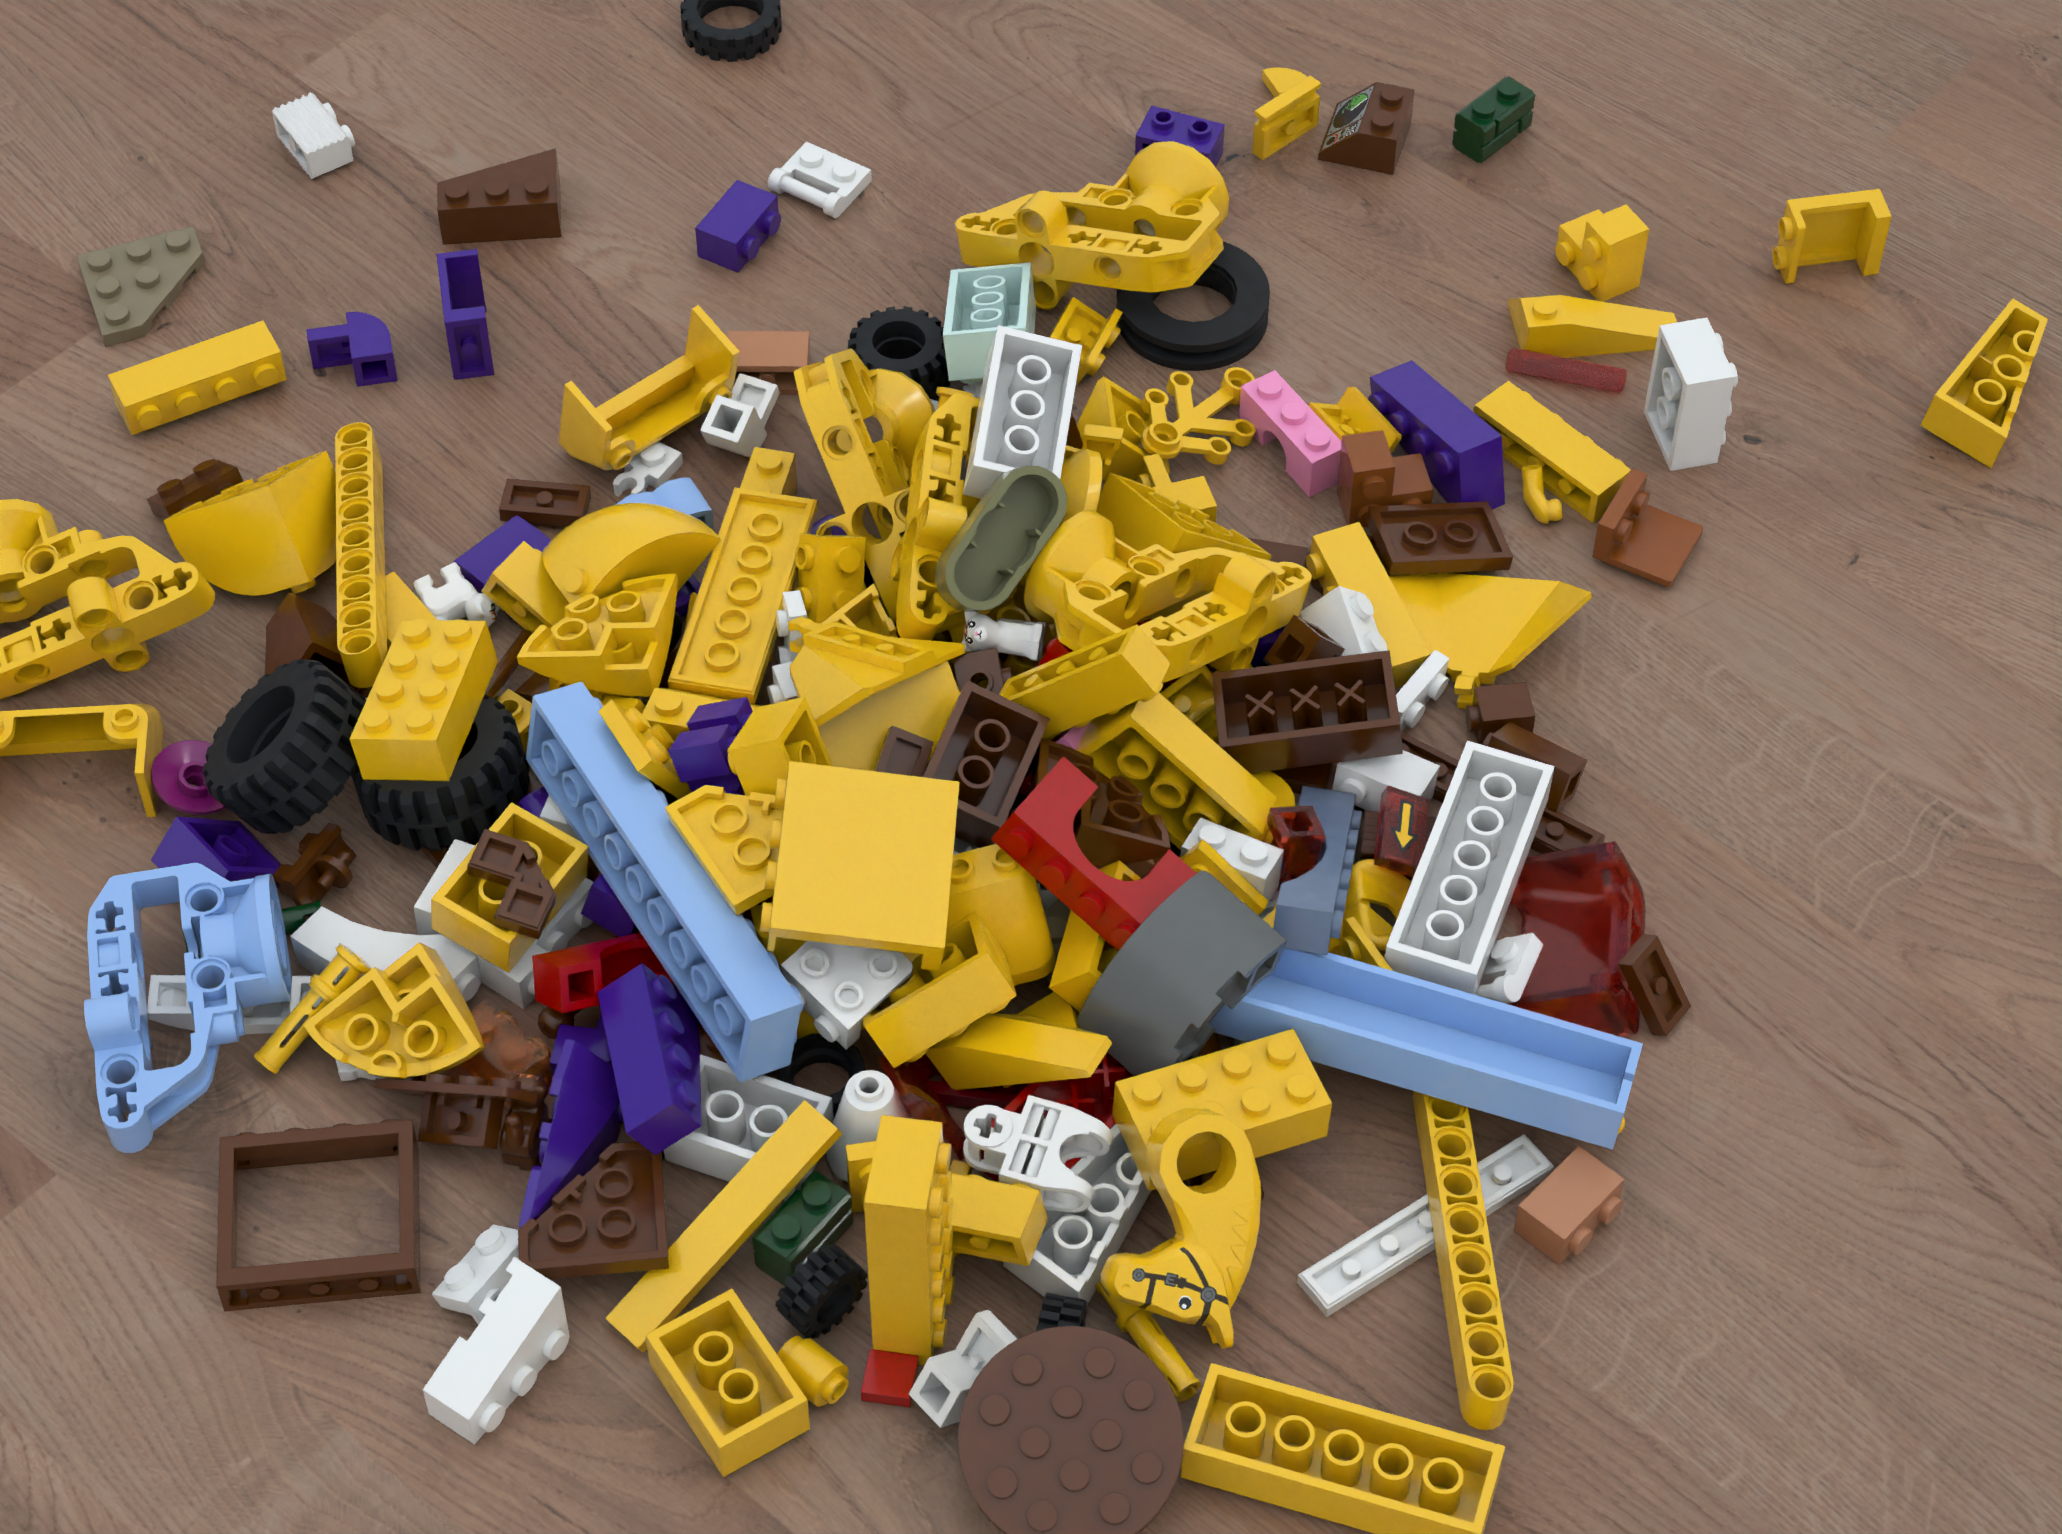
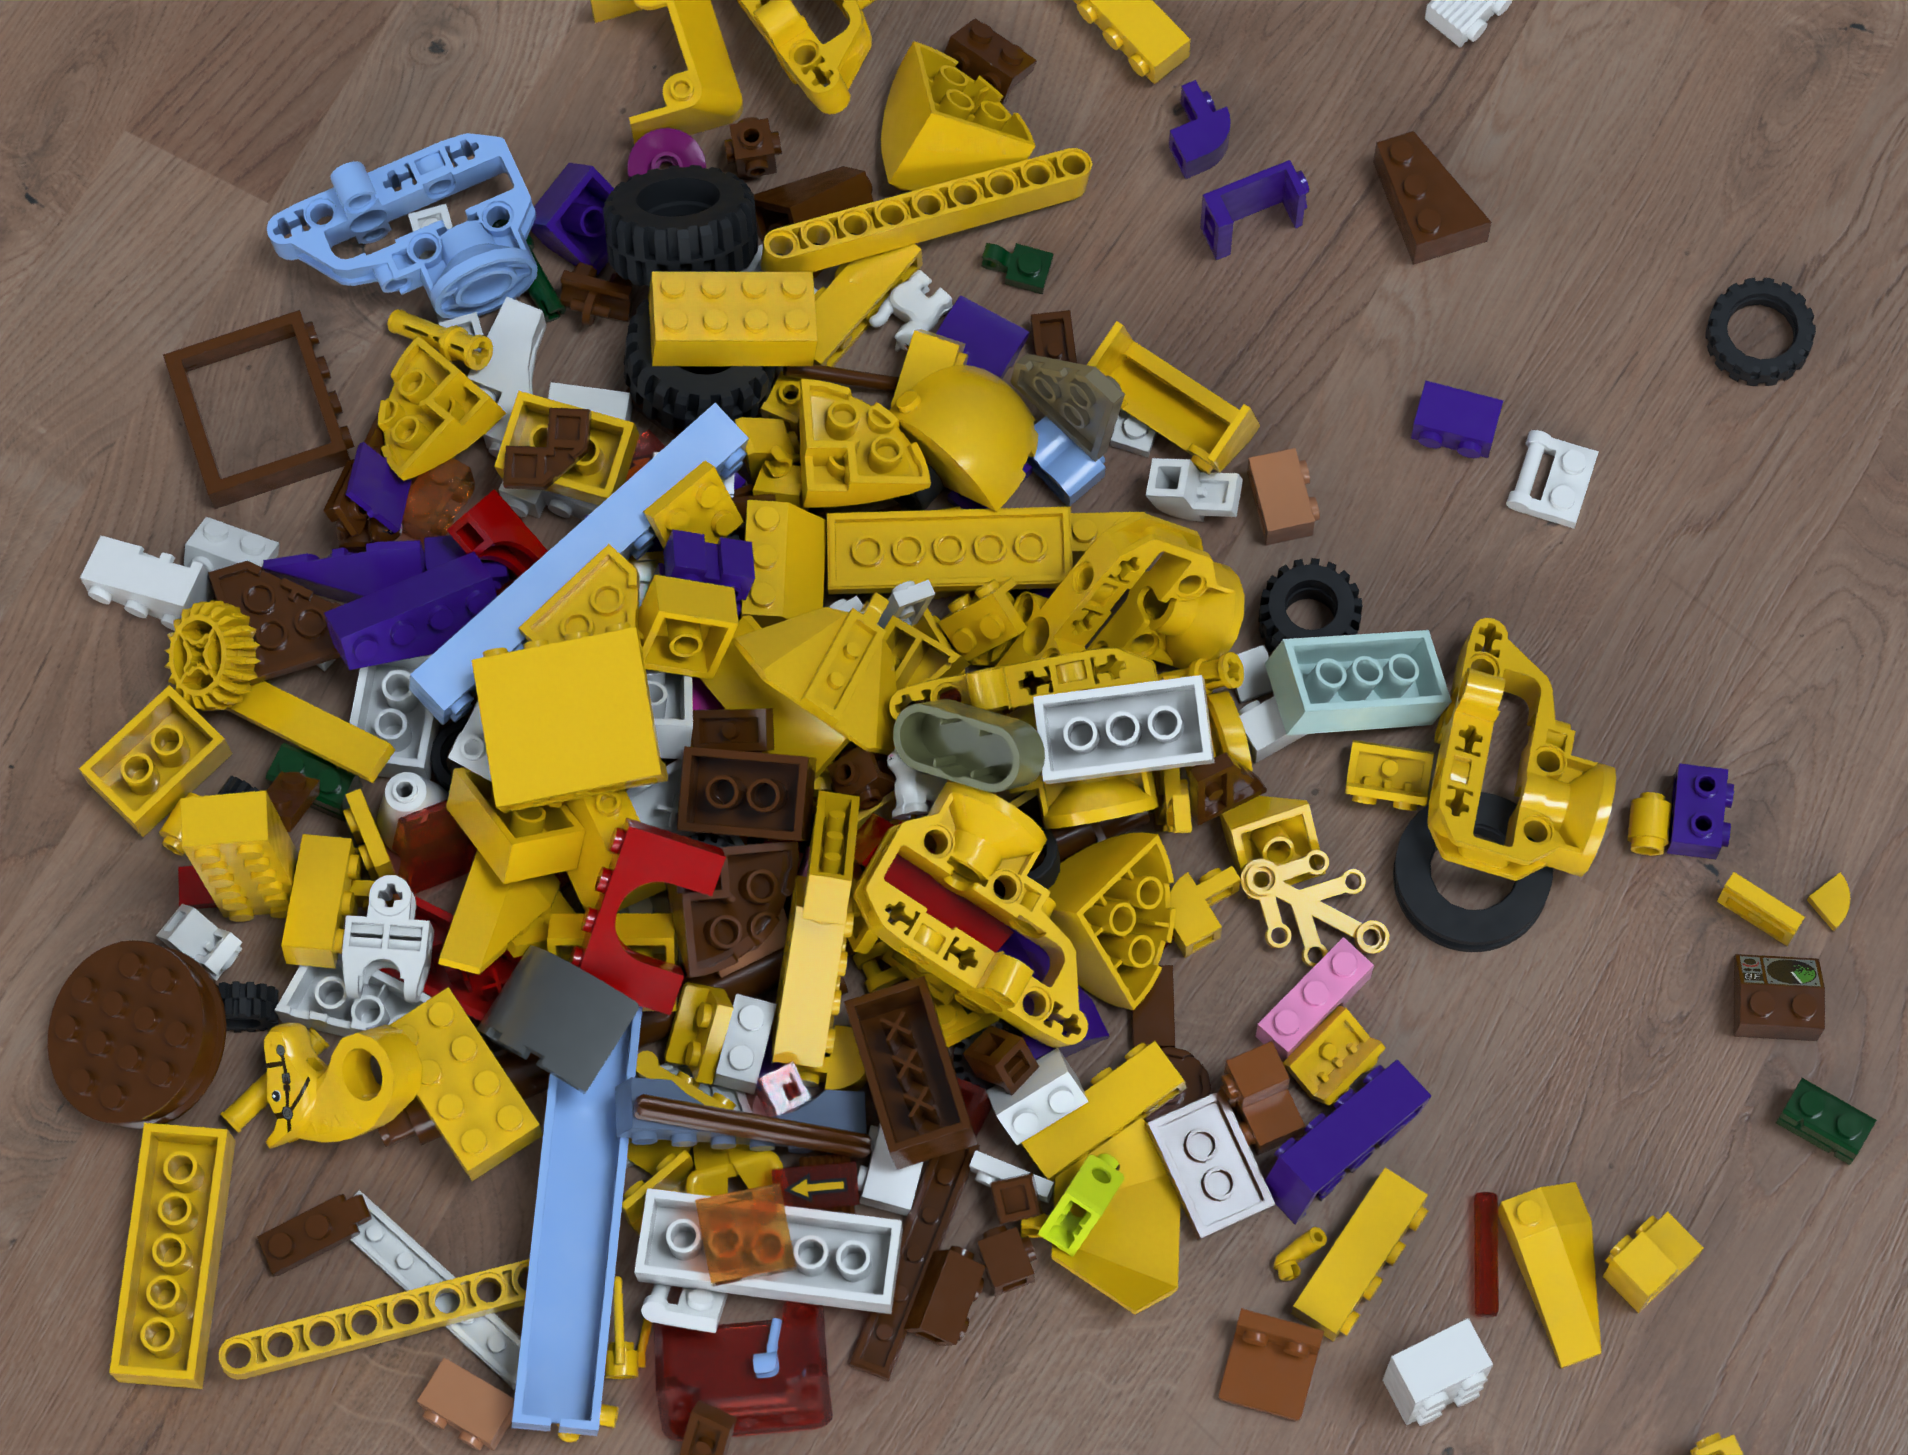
camera: 80 degrees right, 20 degrees up
(207, 696) = (753, 147): none -> reddish brown brick
(438, 513) = (1025, 267): none -> dark green plate
(485, 1068) = (378, 488): none -> dark purple piece
(607, 1289) = (212, 655): none -> yellow gear
(626, 453) = (1073, 398): none -> dark tan plate
(833, 1220) = (292, 796): none -> reddish brown plate
(1339, 842) = (752, 1126): none -> reddish brown axle
(1340, 1324) = (313, 1232): none -> reddish brown hinge
(1446, 680) = (1016, 1198): none -> reddish brown tile
(1461, 860) = (745, 1234): none -> clear orange plate
(1467, 620) = (1092, 1190): none -> neon yellow torso
(1570, 928) = (768, 1363): none -> light blue hand

